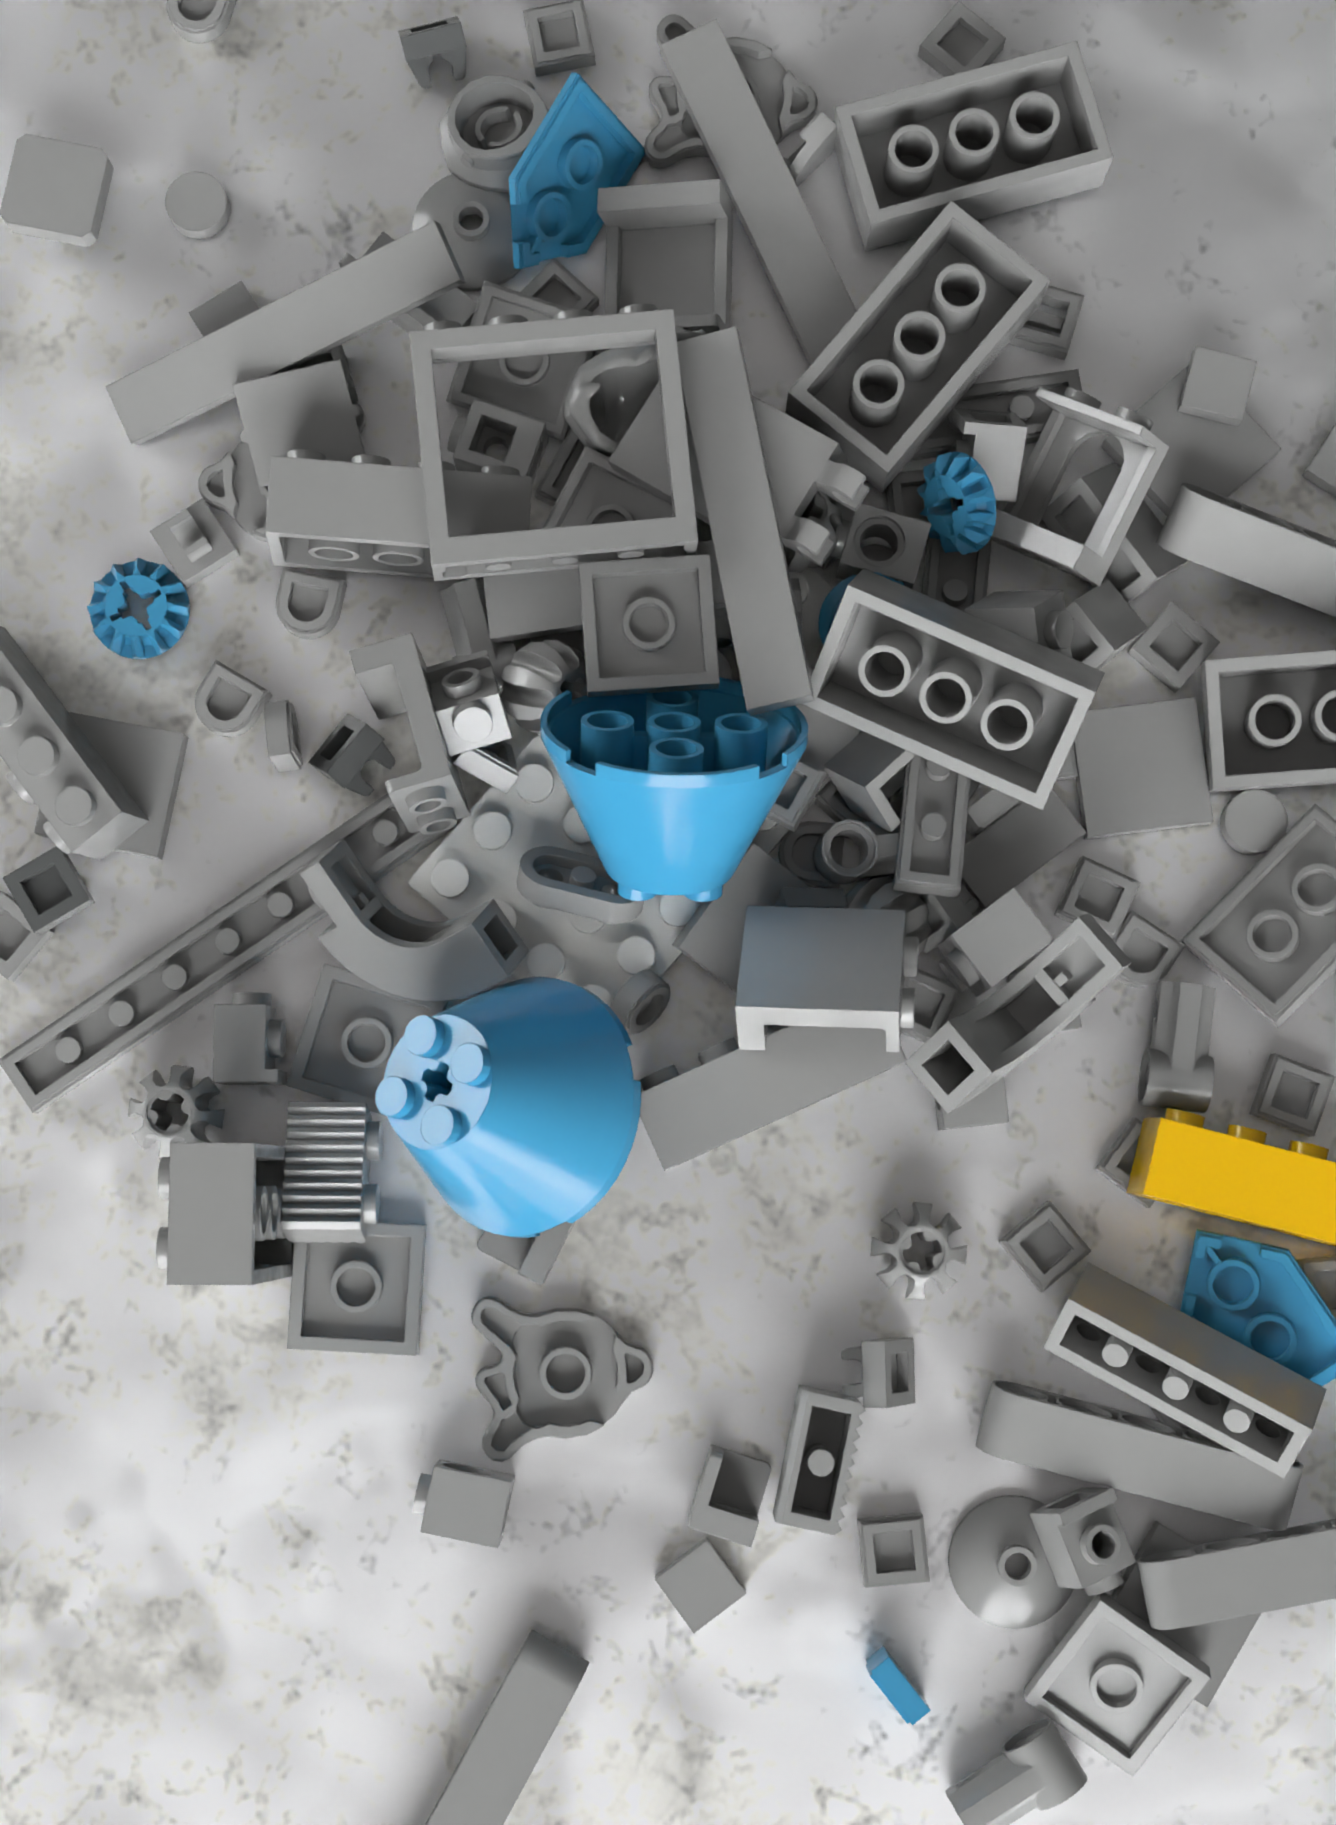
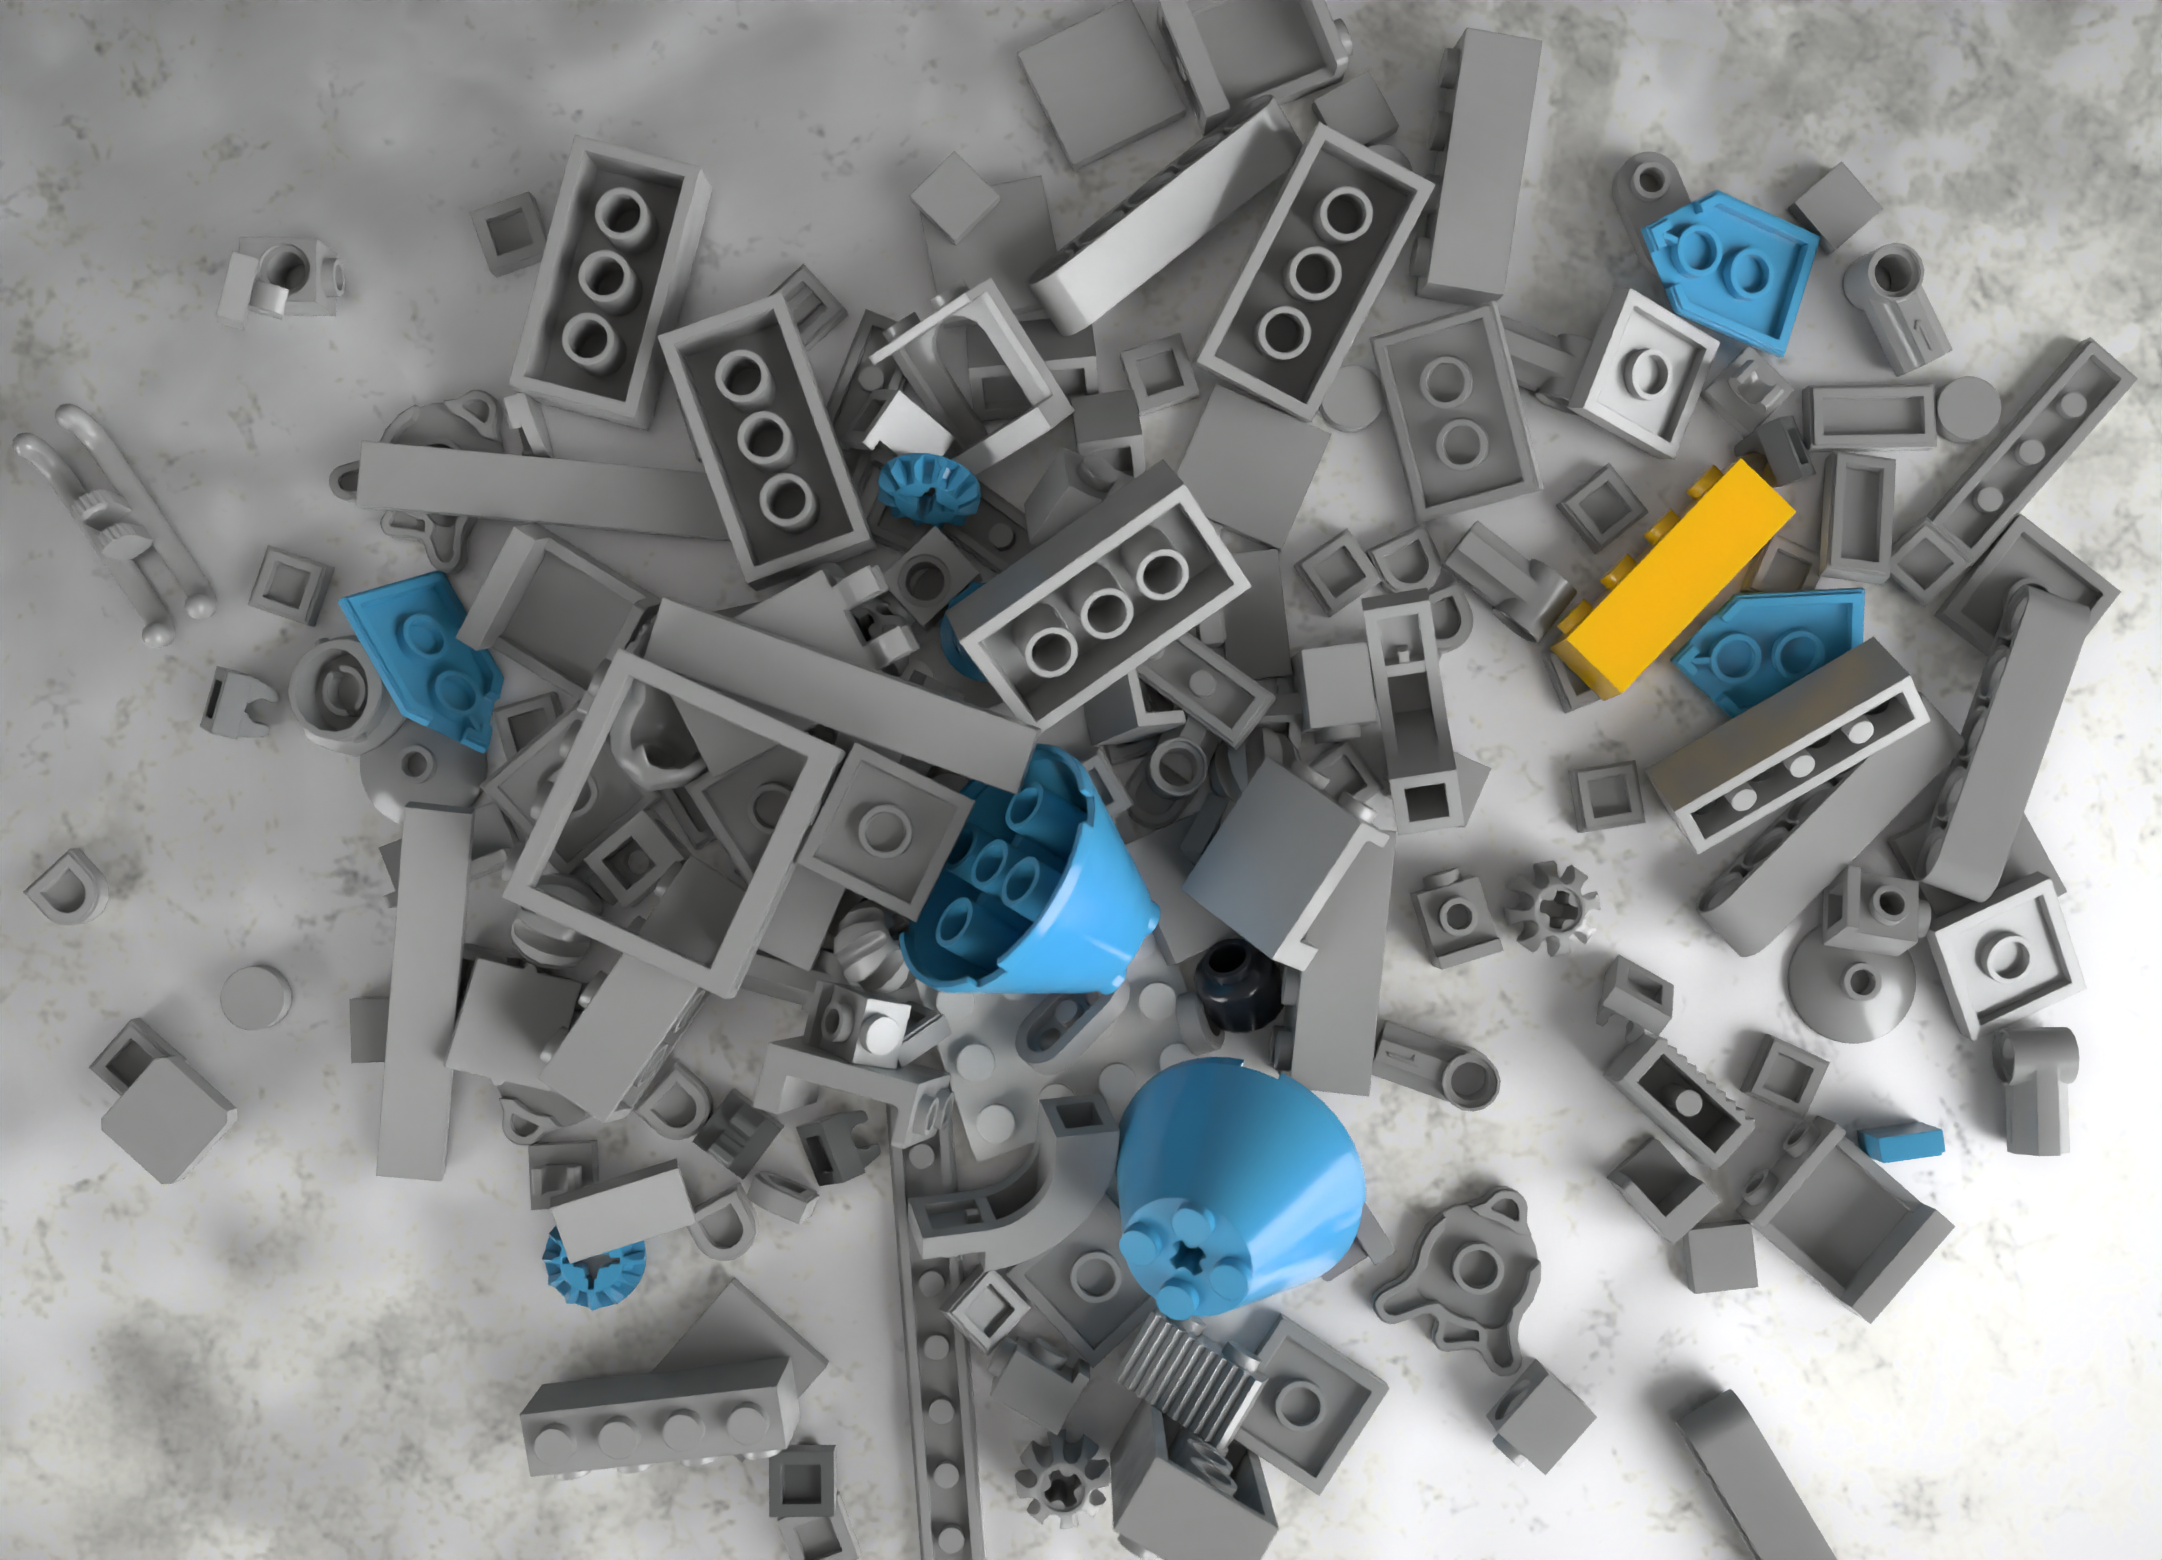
camera: 60 degrees left, 5 degrees up
(91, 128) = (130, 1055): none -> light grey tile
(194, 603) = (622, 1210): none -> light grey tile
(284, 962) = (984, 1309): none -> light grey tile
(313, 668) = (738, 1134): none -> dark grey tile
(391, 412) = (546, 941): none -> light grey piece
(691, 1015) = (1239, 986): none -> black head
(718, 1221) = (1428, 1066): none -> light grey piece
(799, 1671) = (1842, 1218): none -> light grey panel
(841, 1189) = (1449, 945): none -> light grey brick
(1115, 1013) = (1450, 616): none -> light grey tile

